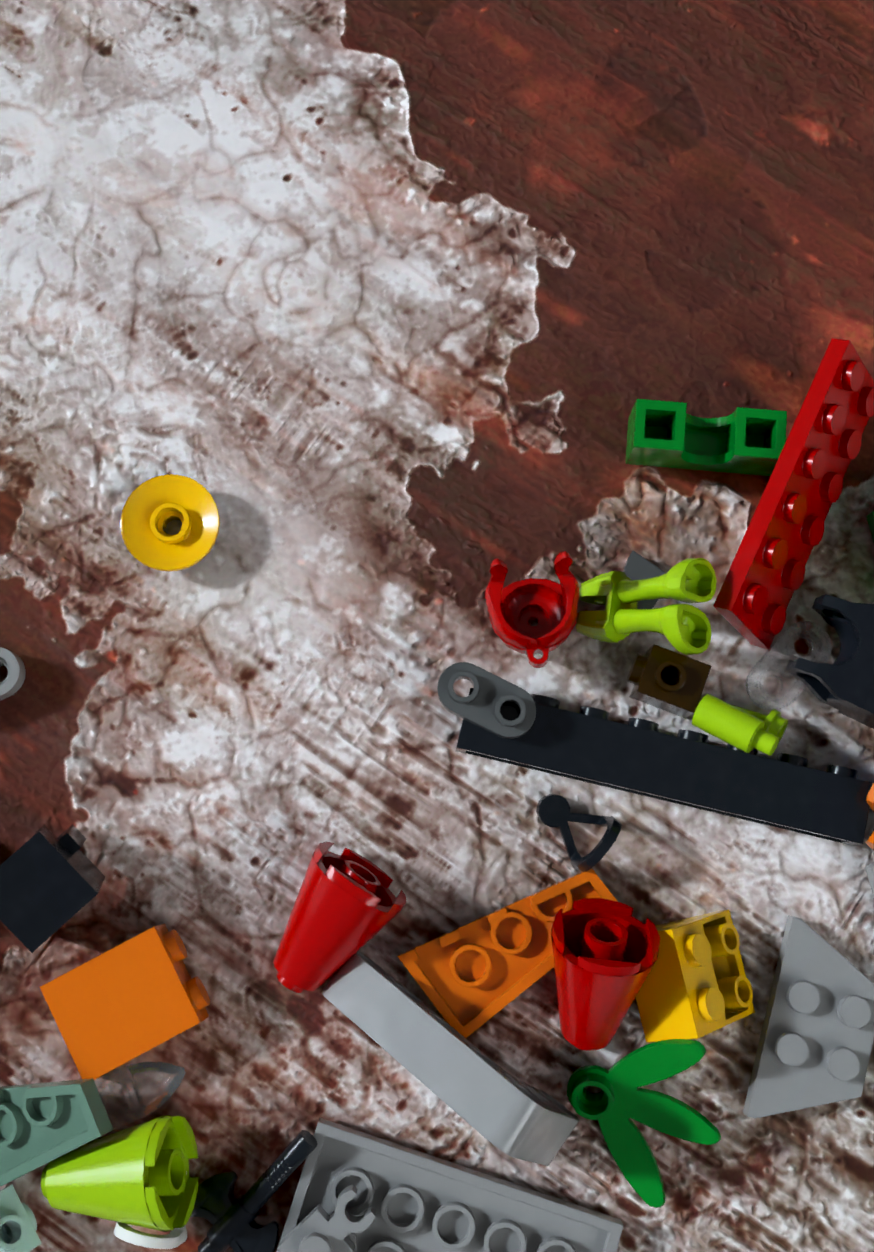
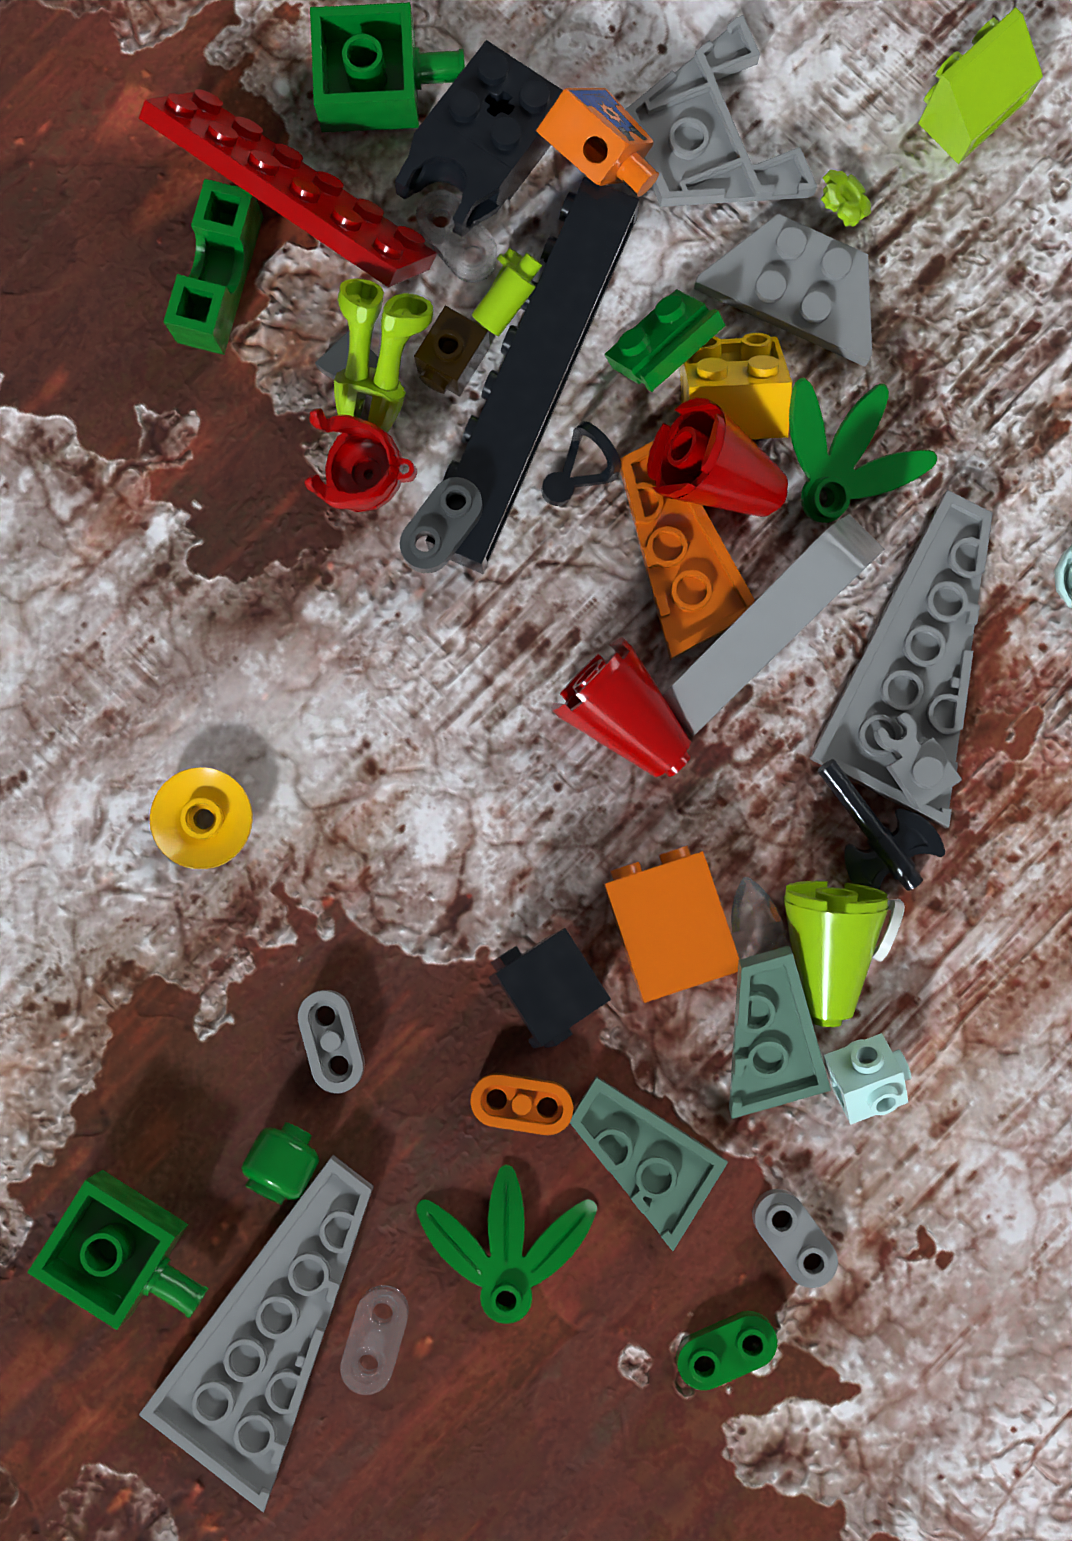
camera: 80 degrees left, 5 degrees up
(724, 895) = (664, 339): none -> green plate

